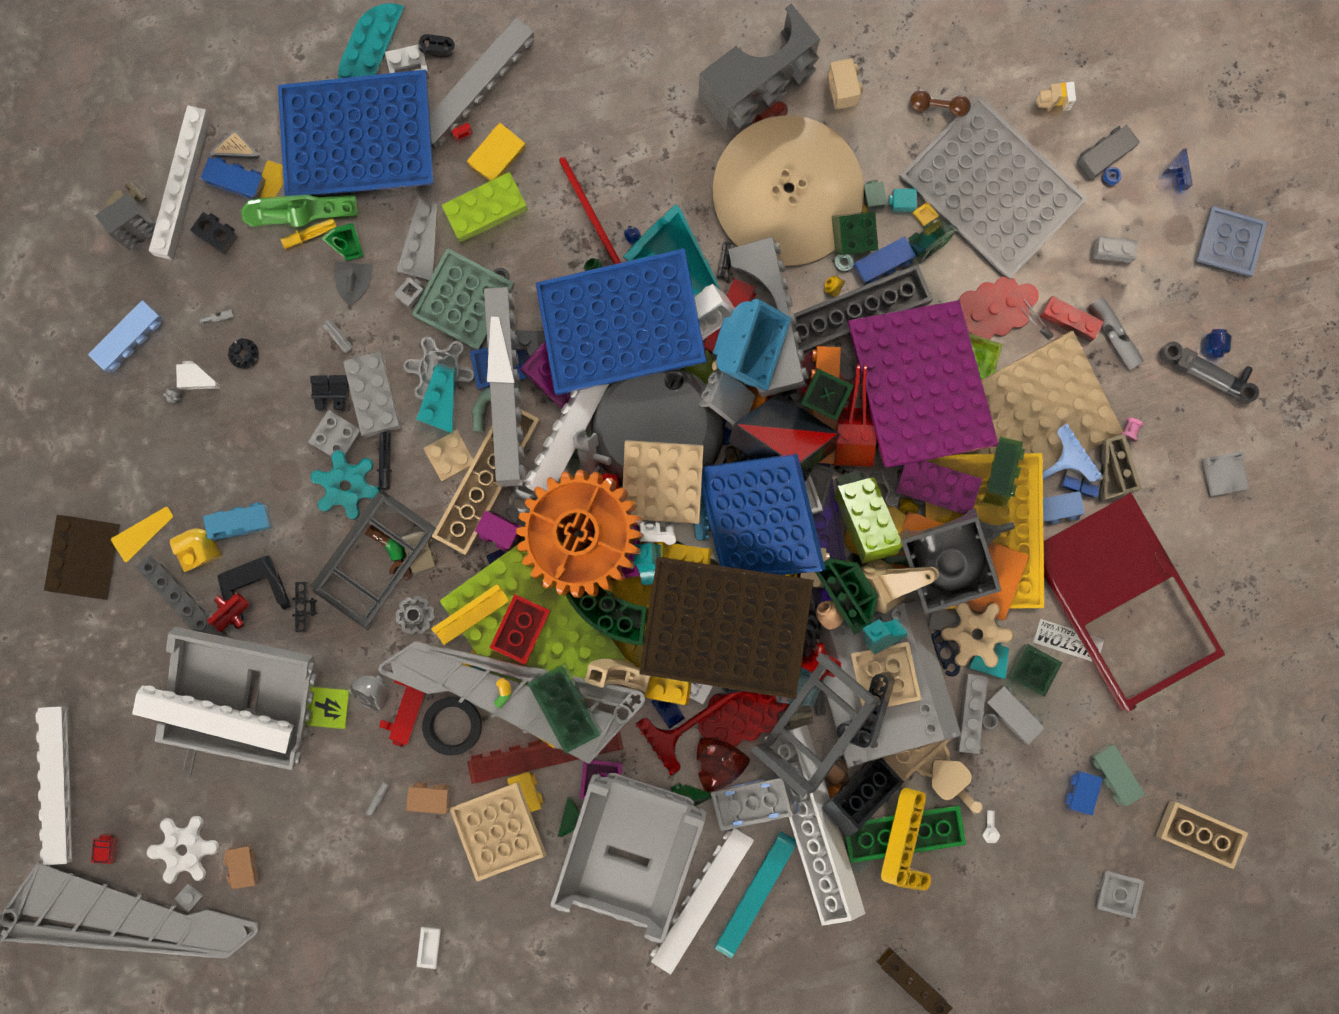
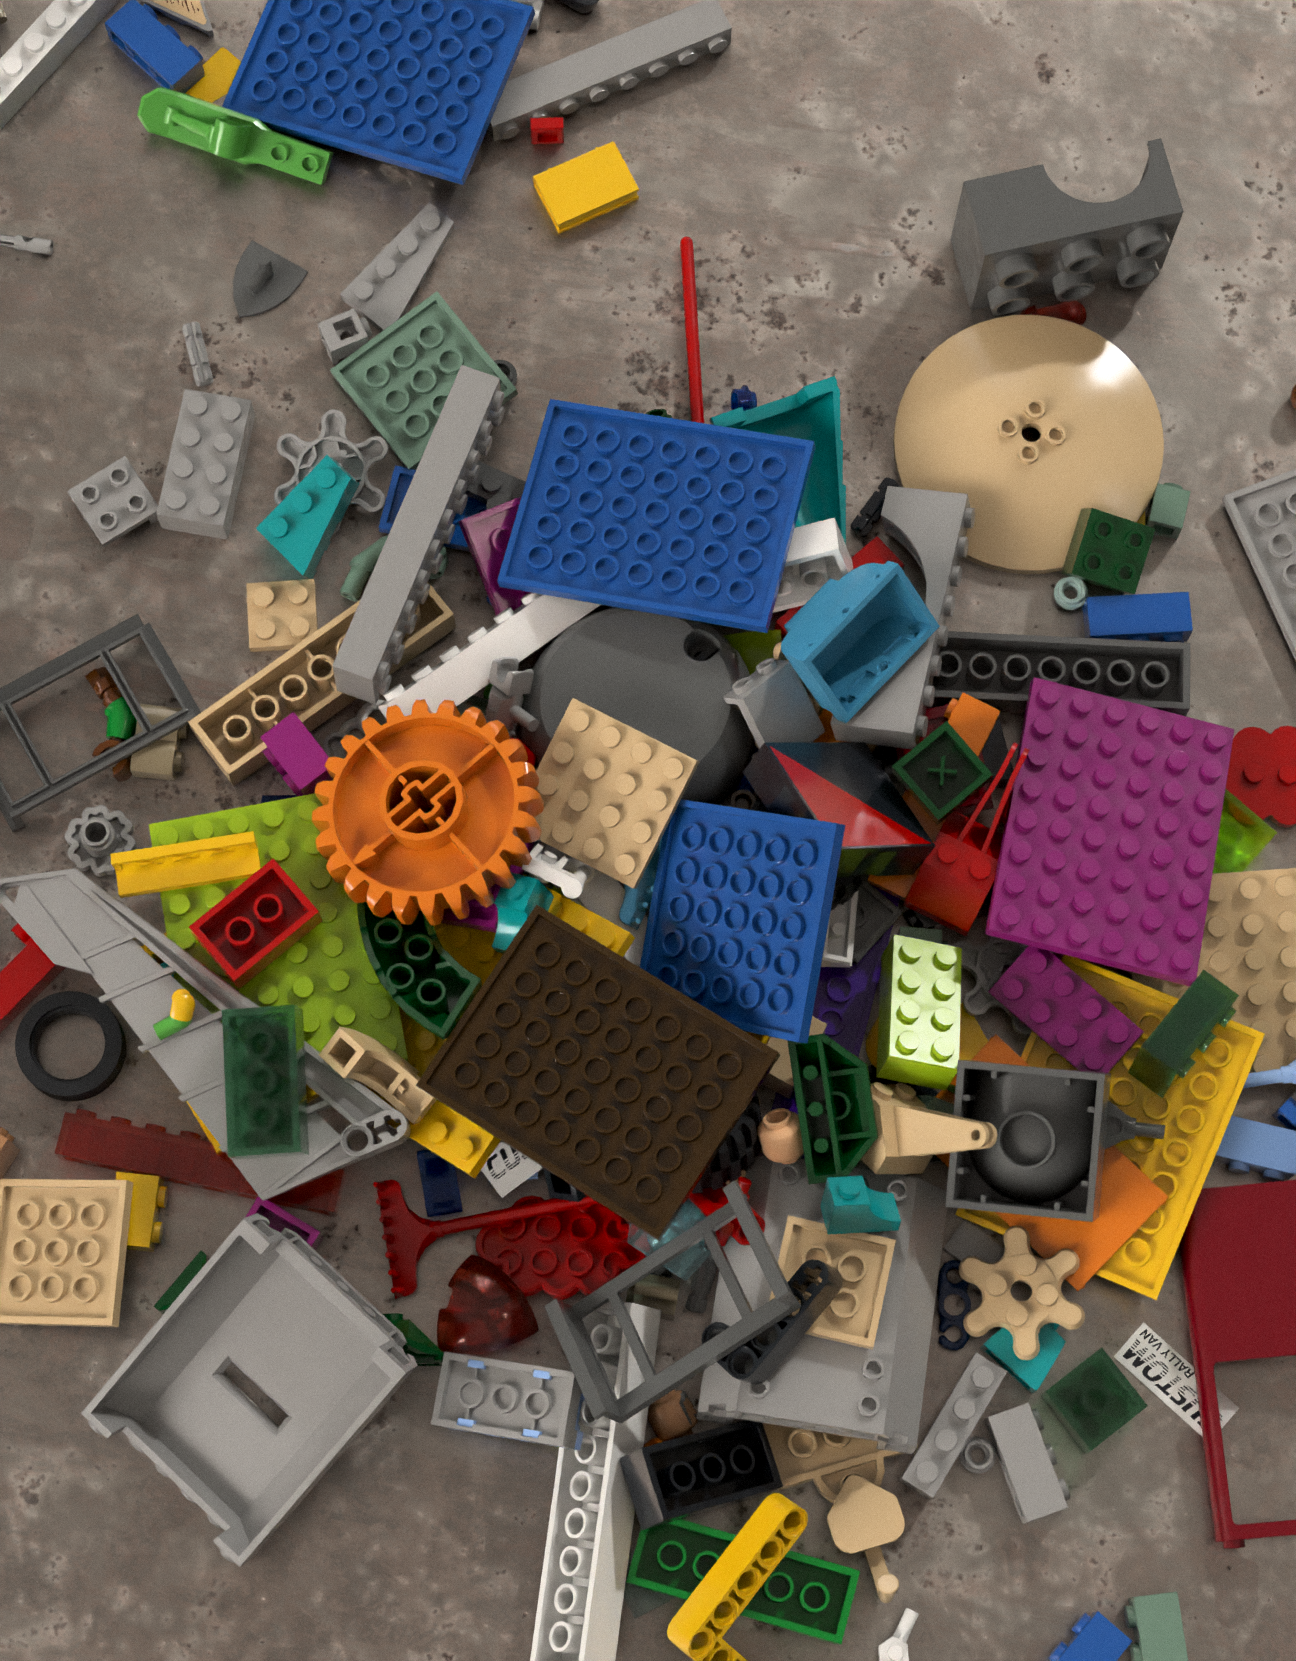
camera: 25 degrees right, 10 degrees down
(212, 235) = (81, 116): black brick -> none
(250, 358) = (41, 327): black gear -> none
(308, 233) = (230, 179): yellow axle -> none
(329, 388) = (141, 426): black hips -> none
(343, 471) = (95, 559): teal plate -> none
(345, 241) = (282, 214): green slope -> none
(384, 461) = (167, 589): black axle -> none
(484, 207) = (526, 258): lime brick -> none
(498, 361) = (429, 484): white sticker -> none
(702, 899) = (343, 1532): white brick -> none
(756, 894) = (440, 1566): teal beam -> none
(833, 286) = (1036, 621): yellow plate -> none
(844, 83) = (1196, 315): tan brick -> none
(903, 200) = (1211, 537): teal brick -> none
(907, 505) = (1000, 1027): yellow plate -> none
(925, 214) = (1239, 578): yellow tile -> none
(931, 239) = (1231, 619): clear green slope -> none

